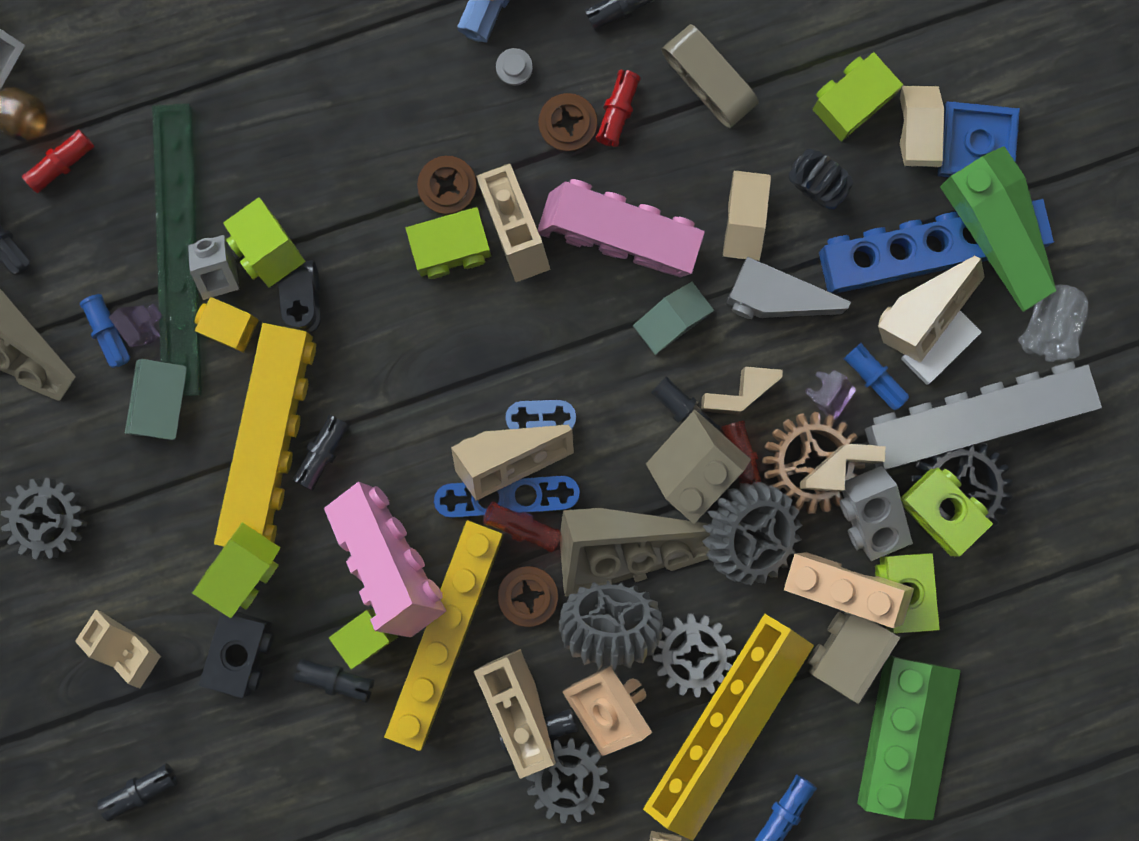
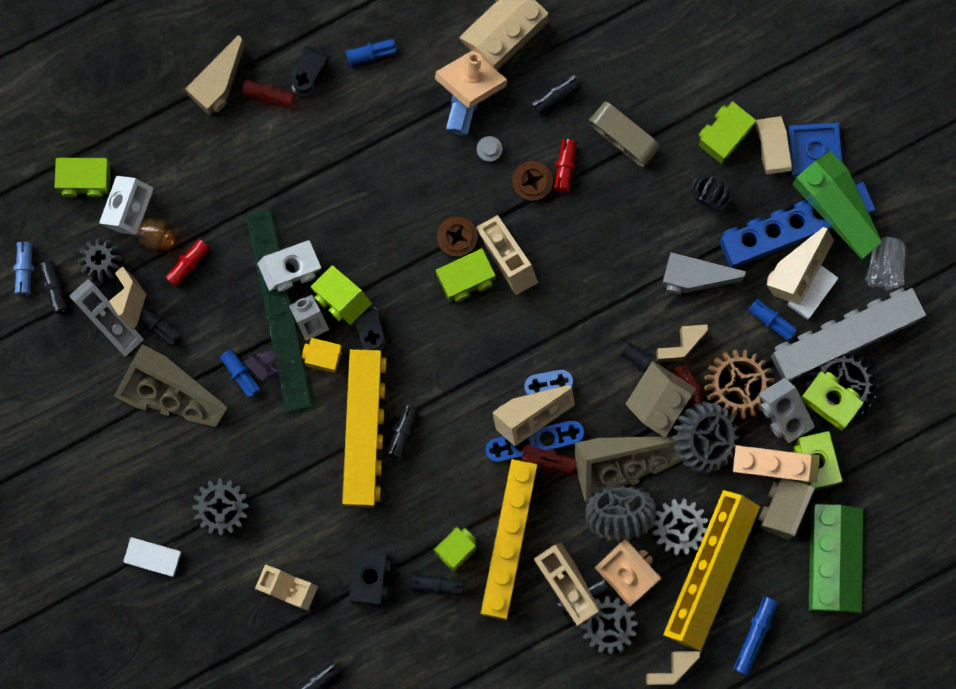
camera: 10 degrees left, 5 degrees down
(155, 399) = (282, 414): sand green panel -> none
(215, 174) = (300, 256): none -> white brick
(237, 571) = (362, 518): lime brick -> none
(384, 562) = (459, 493): bright pink wedge -> none
(518, 611) = (566, 495): reddish brown gear -> none
(621, 228) = (581, 247): bright pink wedge -> none
(673, 317) = (627, 302): sand green slope -> none
(747, 215) = (665, 225): tan slope -> none
(831, 472) = (750, 389): tan slope -> none
(833, 394) = (745, 335): clear purple tile -> none

